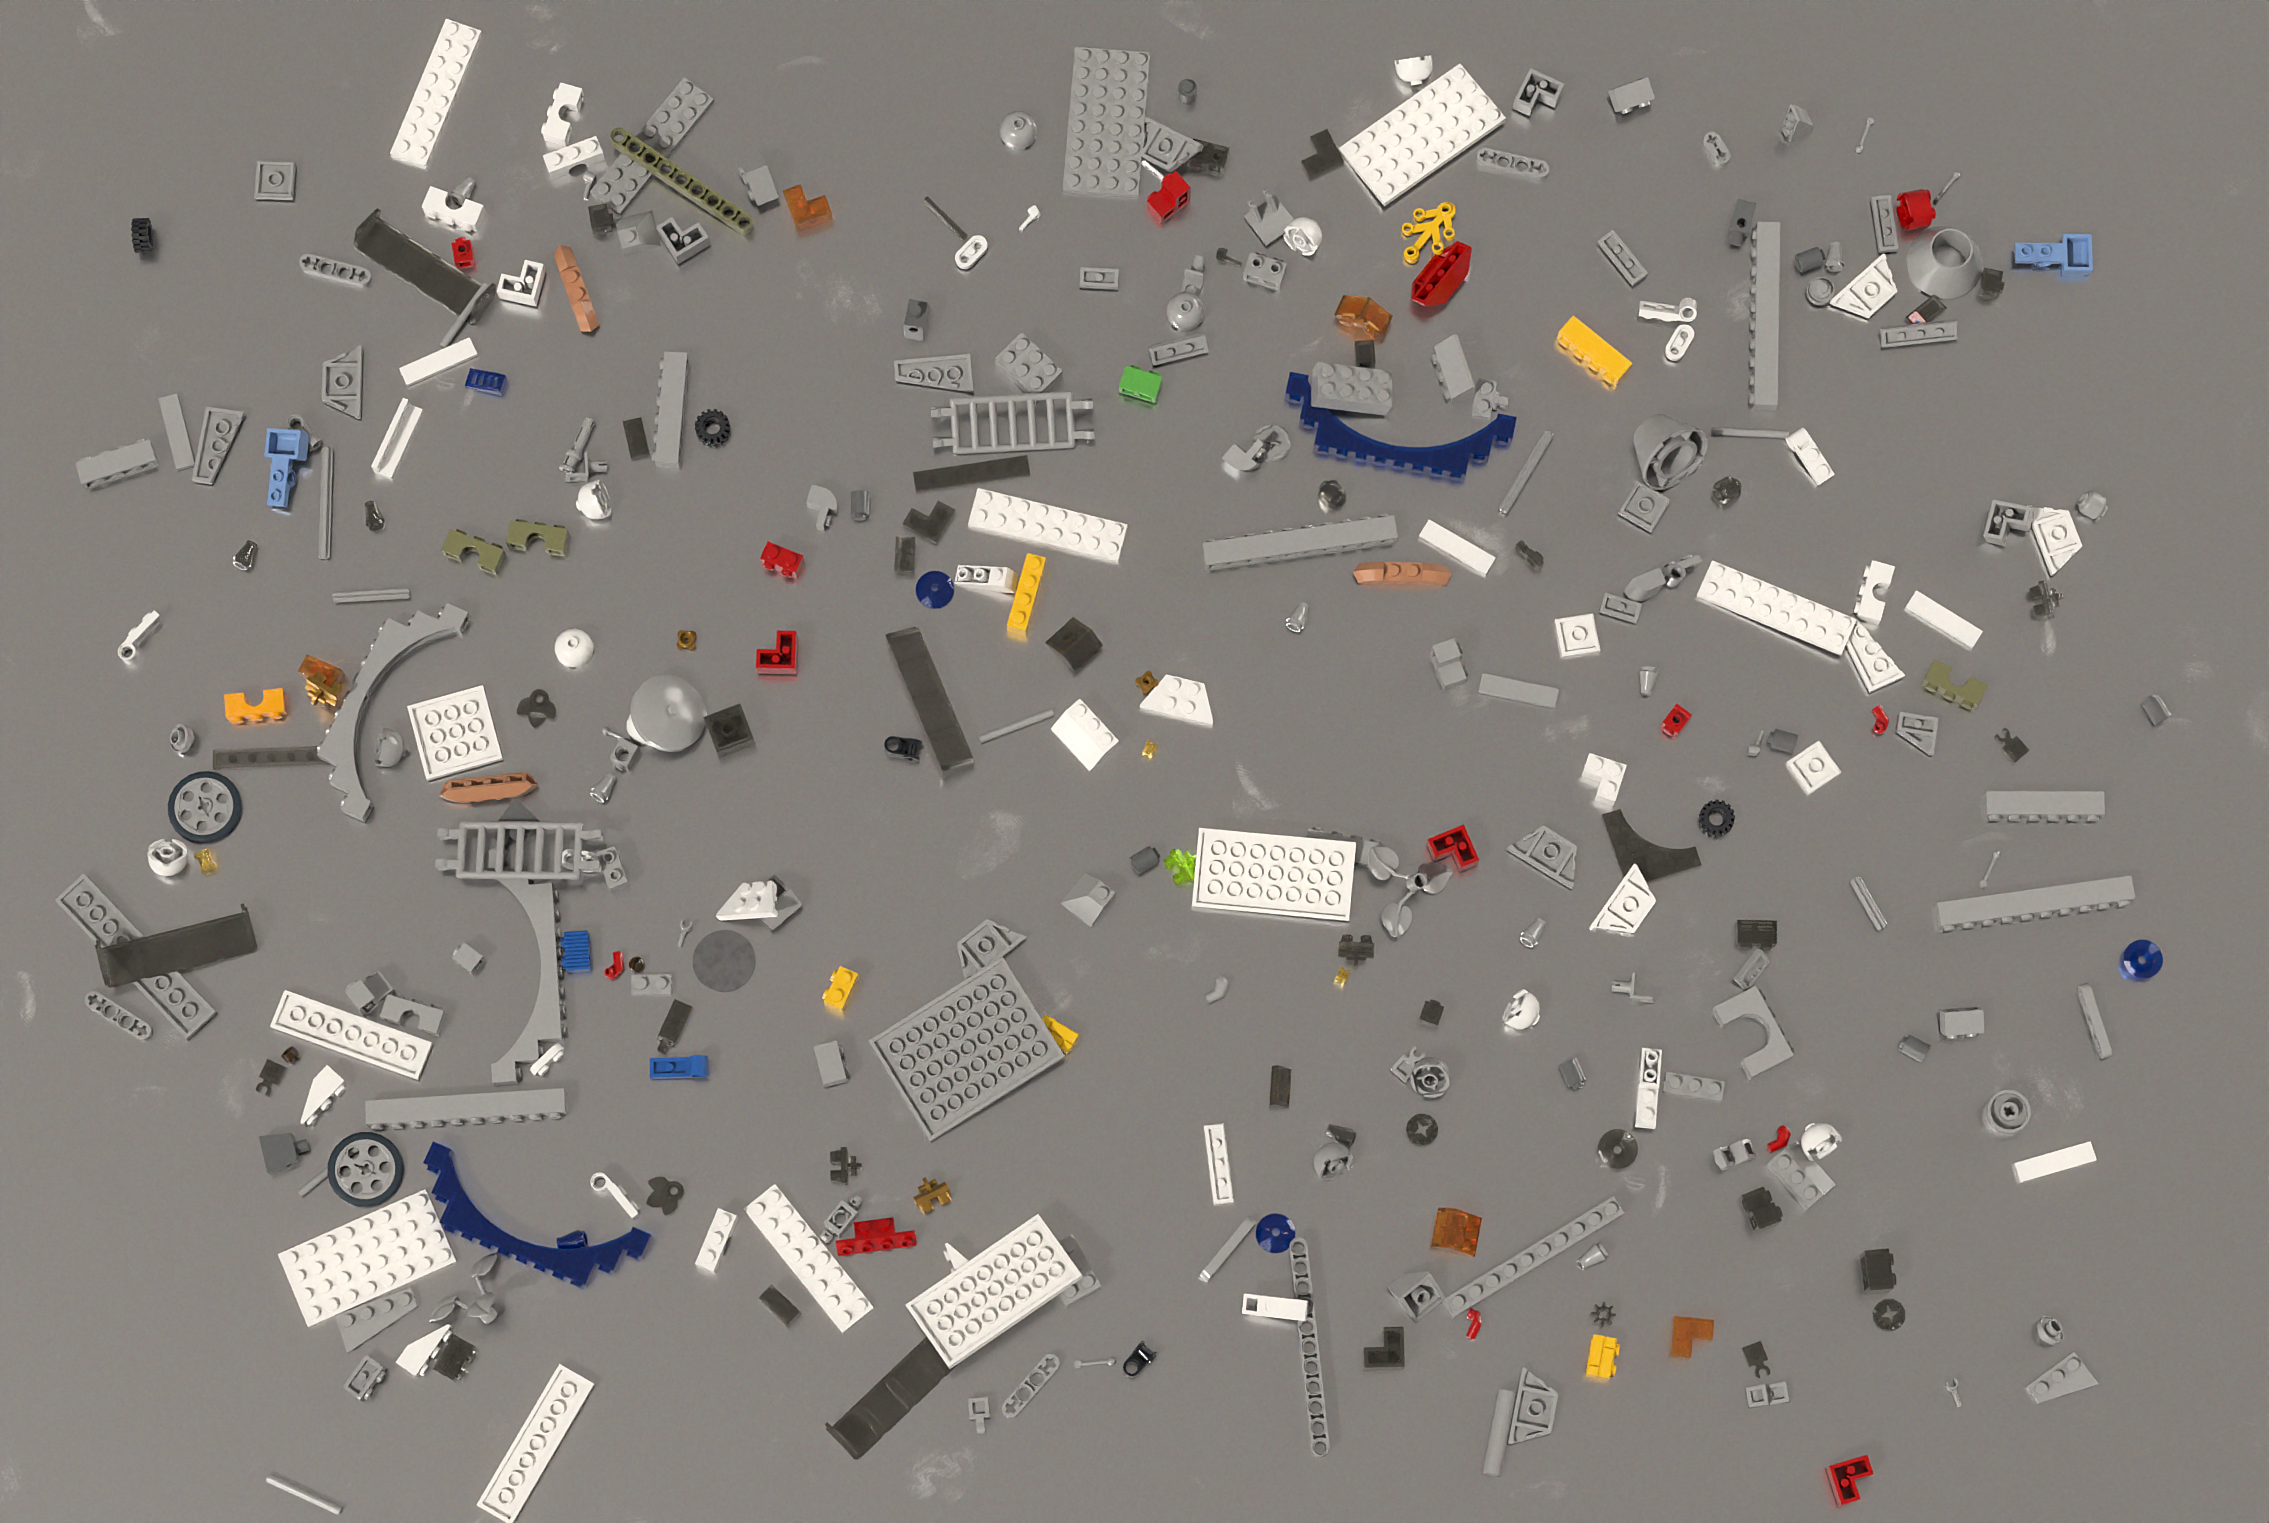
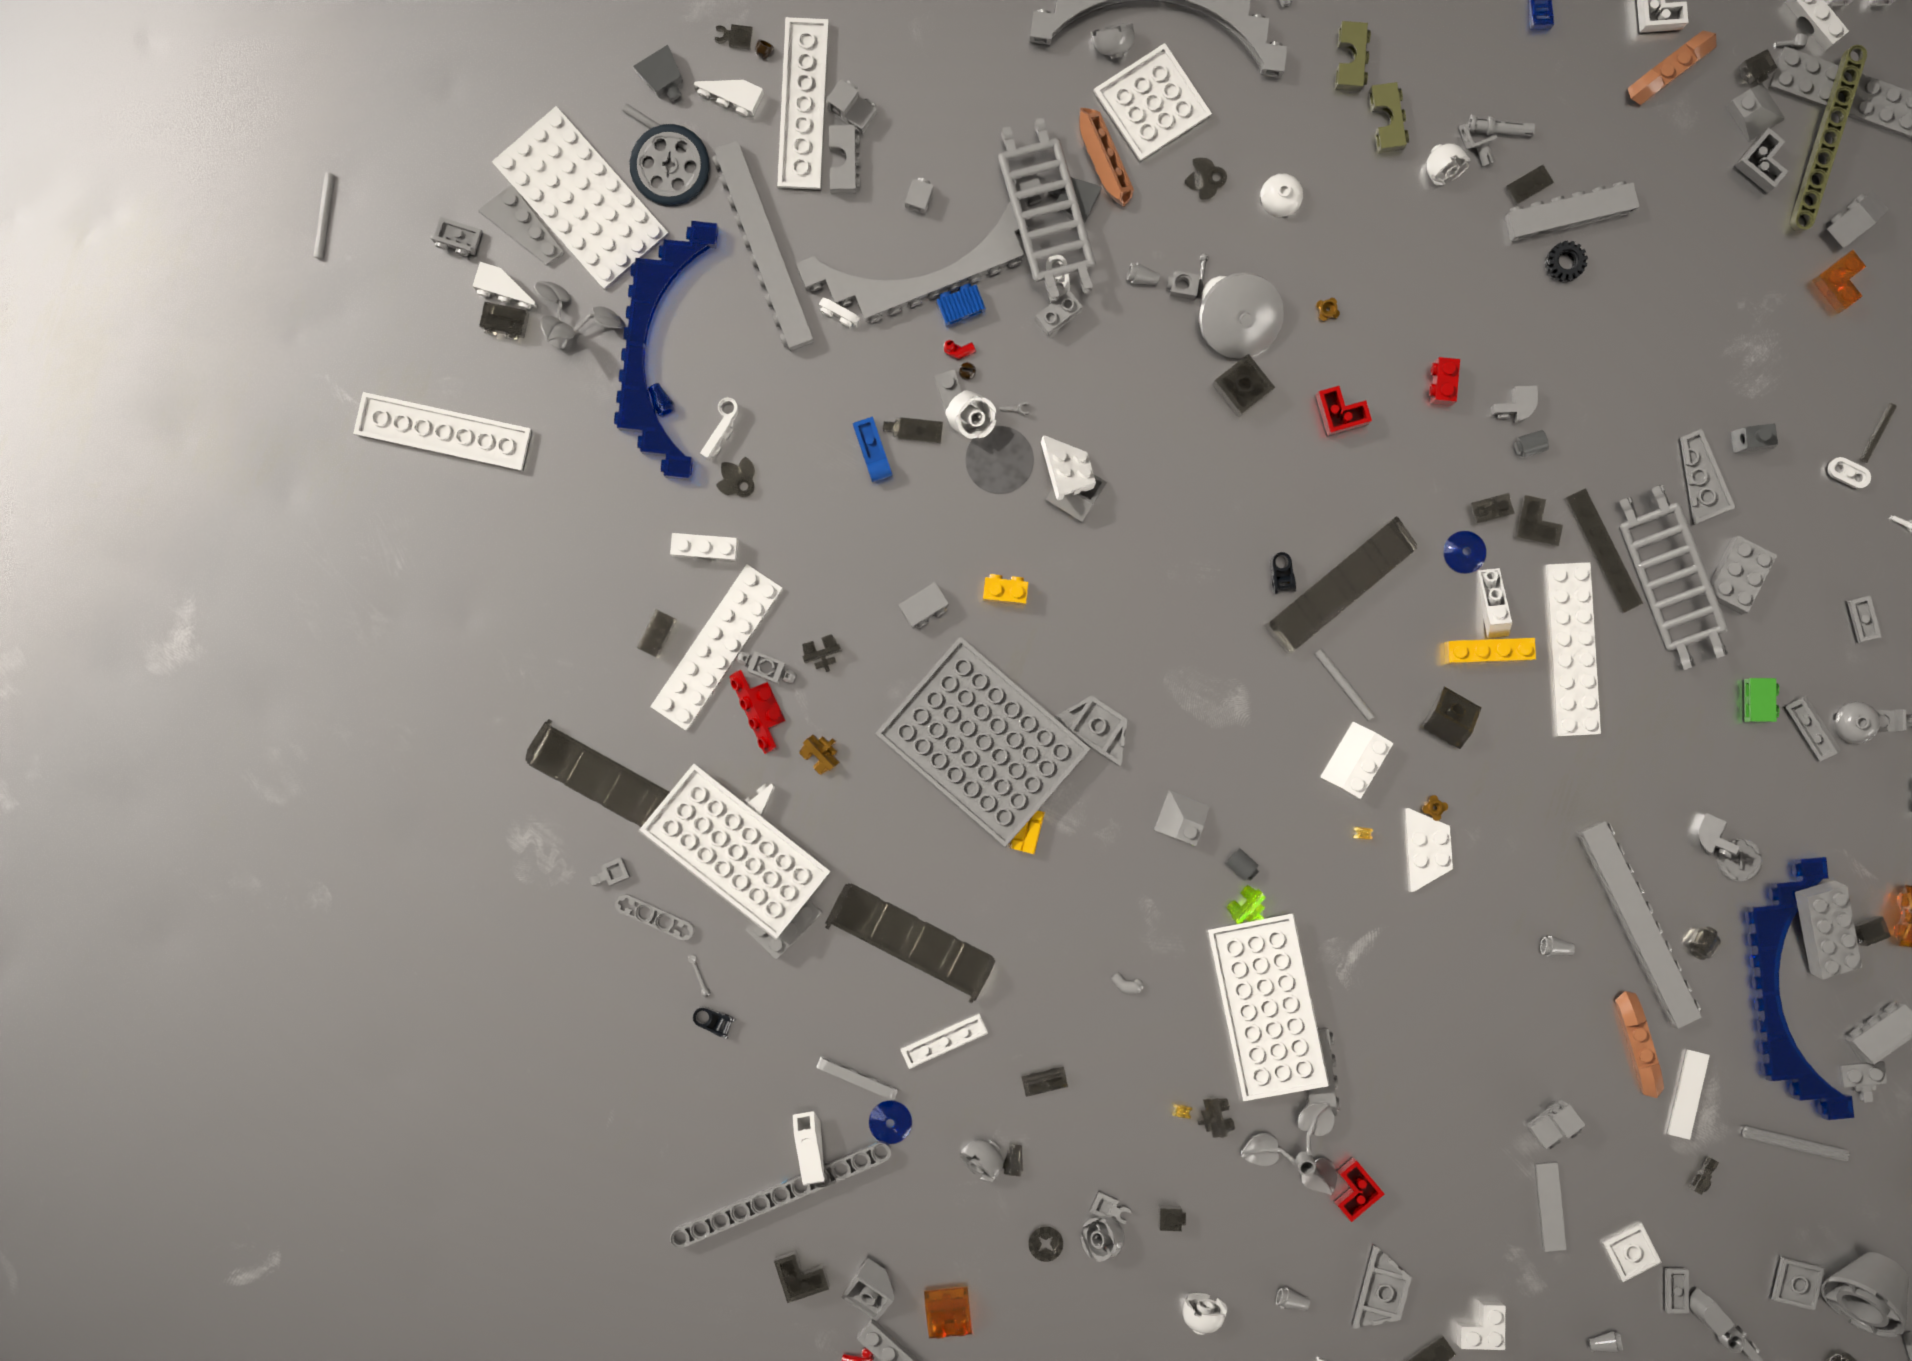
camera: 70 degrees right, 10 degrees up
(677, 970) = (971, 415): none -> white brick
(1121, 1165) = (911, 940): none -> clear smoke piece

